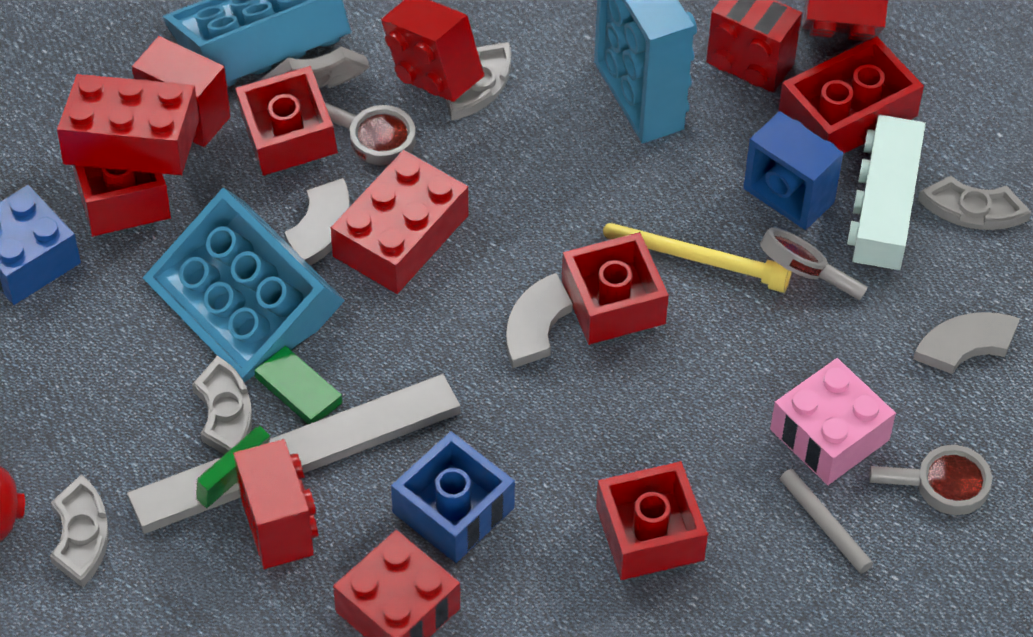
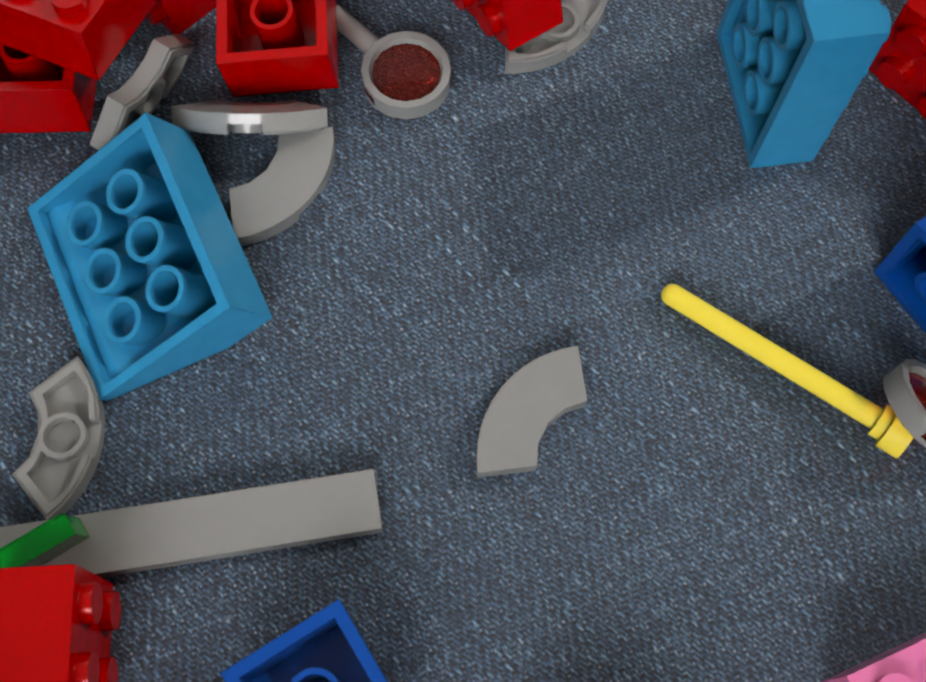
camera: 15 degrees right, 15 degrees up
(202, 182) = (145, 88): none -> light grey tile
(286, 182) = (249, 118): none -> light grey tile
(298, 386) = (172, 432): tile -> none
(400, 221) = (385, 212): brick -> none
(614, 288) = (654, 399): red brick -> none

